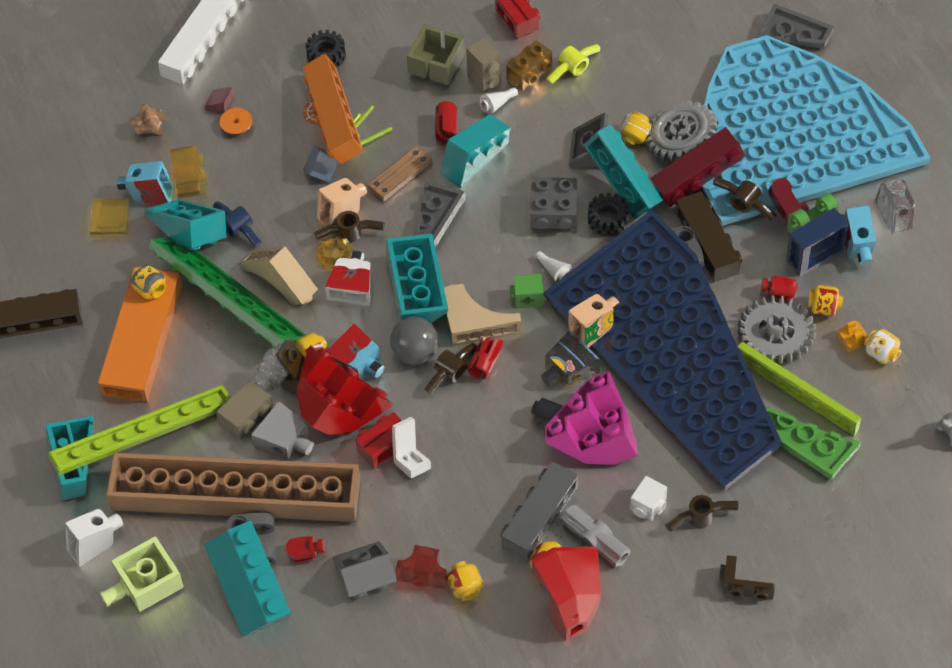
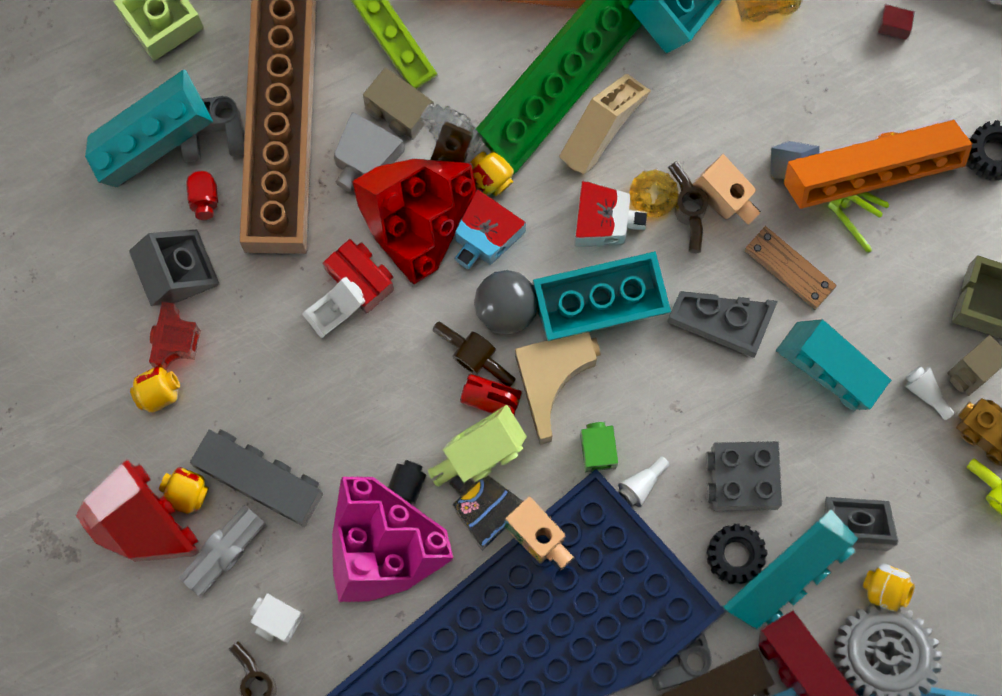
camera: 85 degrees right, 20 degrees up
(235, 121) = (861, 45): orange piece -> none
(238, 221) = (690, 63): dark blue piece -> none
(445, 121) = (880, 322): red arm -> none
(526, 352) = (481, 447): none -> yellowish green brick

